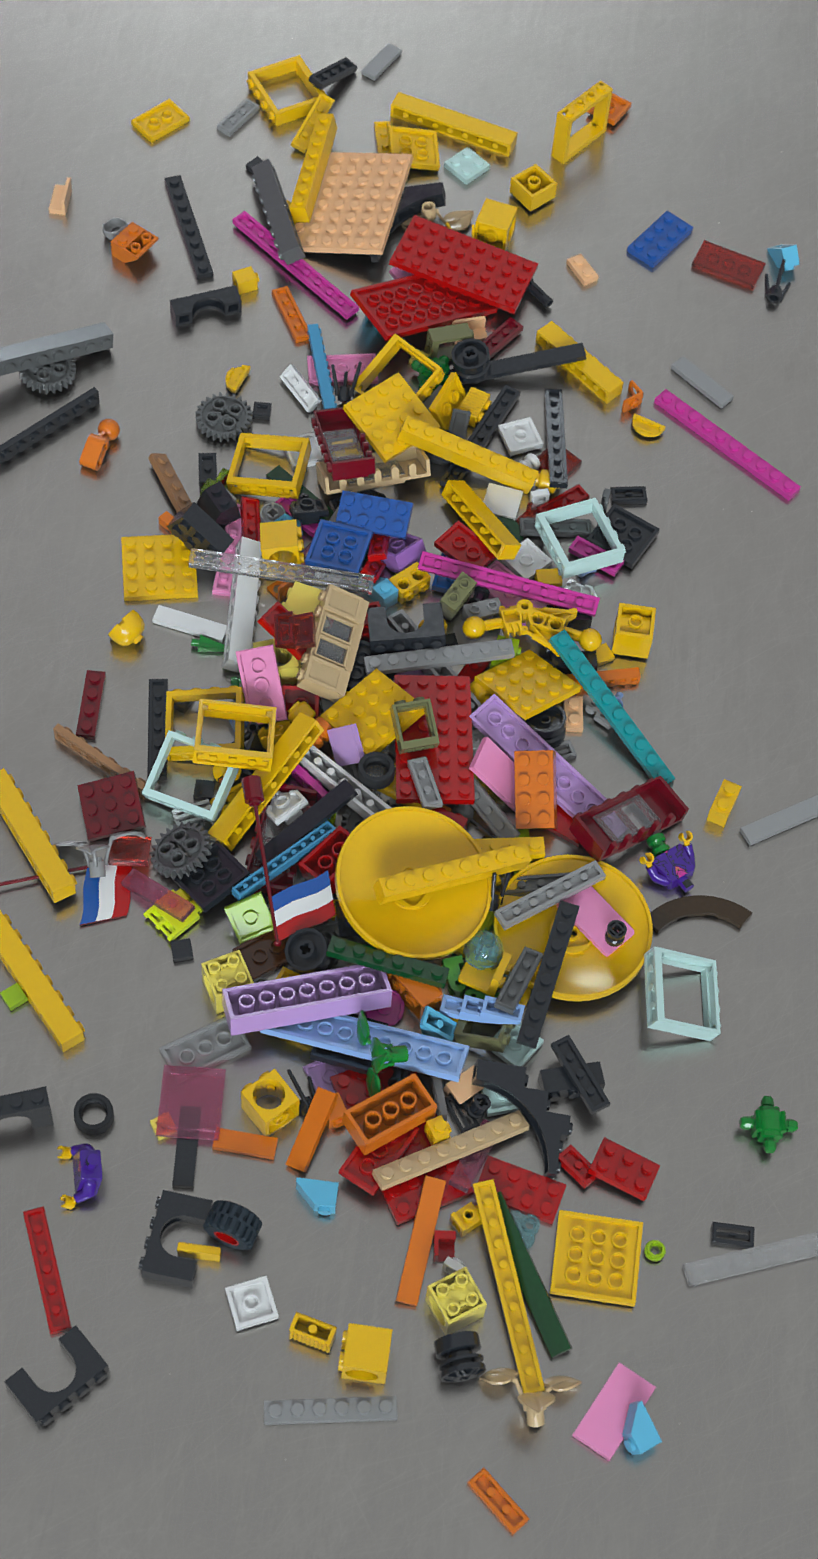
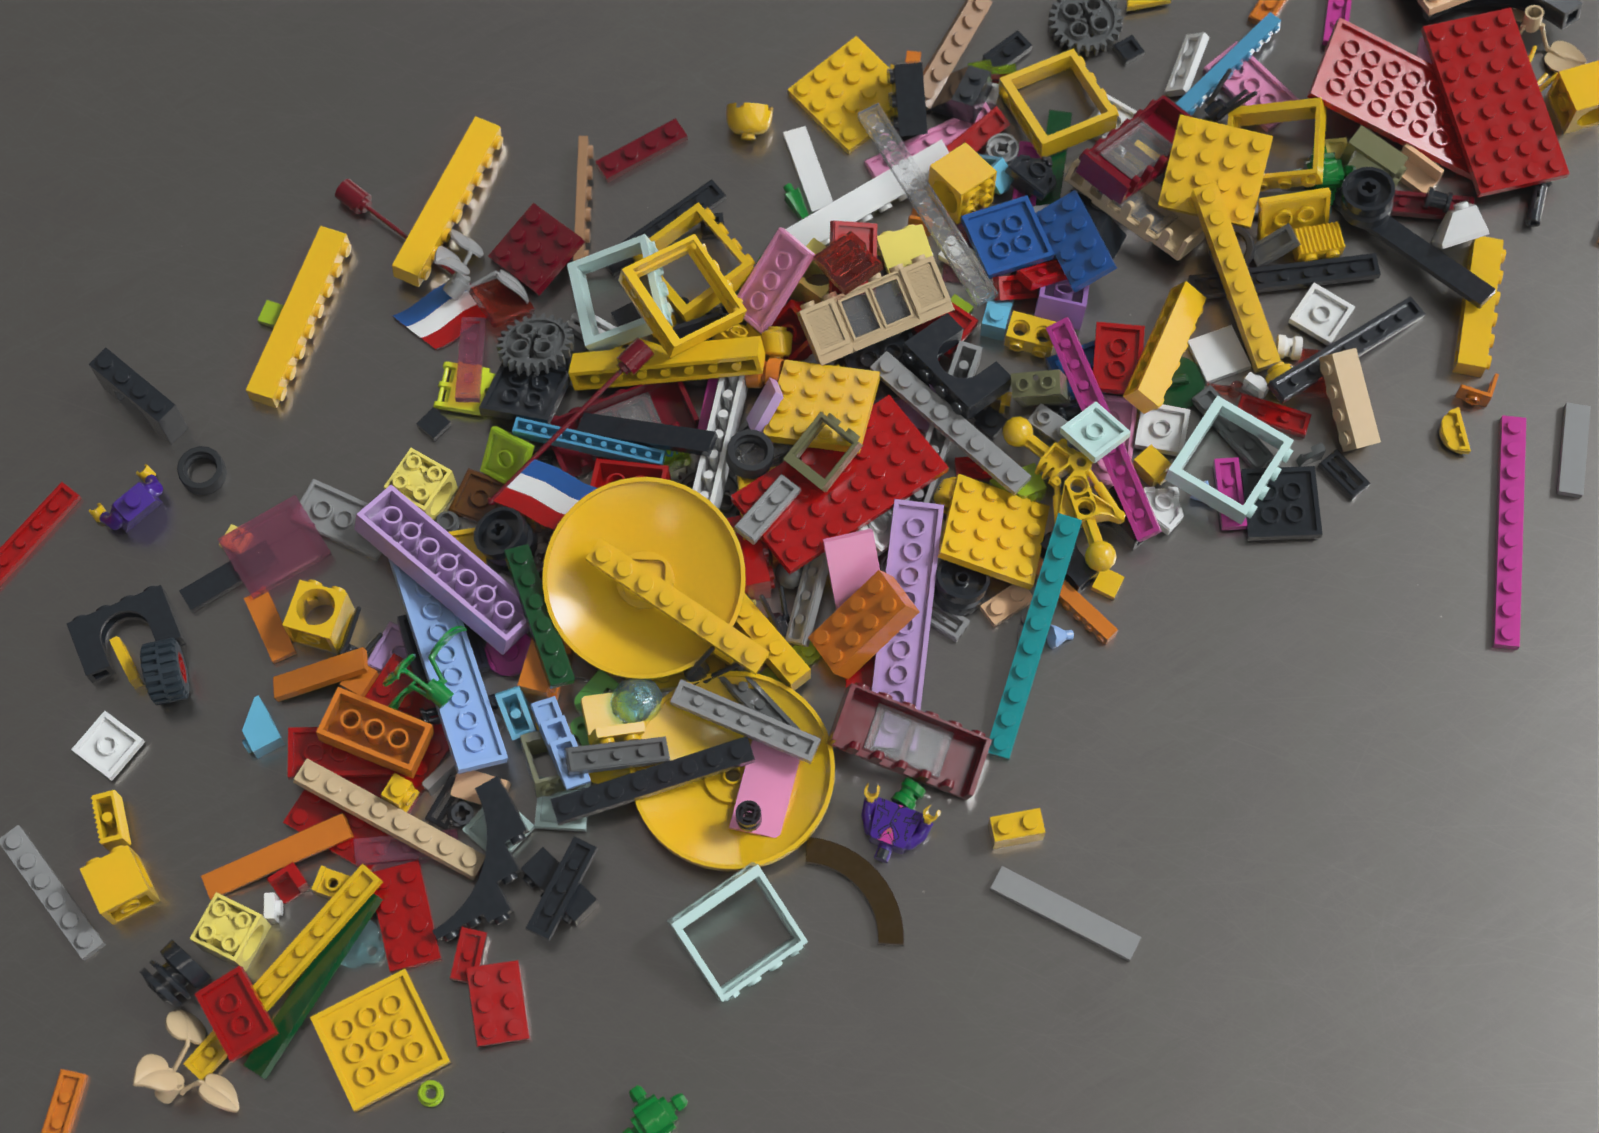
camera: 60 degrees right, 10 degrees up
(286, 807) = (658, 403): white plate -> none
(500, 332) = (1438, 199): none -> black bush
(513, 585) = (1095, 432): none -> light aqua plate
(518, 1332) = (236, 1013): none -> red plate
(527, 333) = (1460, 226): none -> white slope
(591, 455) = (1349, 399): none -> tan brick
(633, 630) = (1154, 592): yellow brick -> none

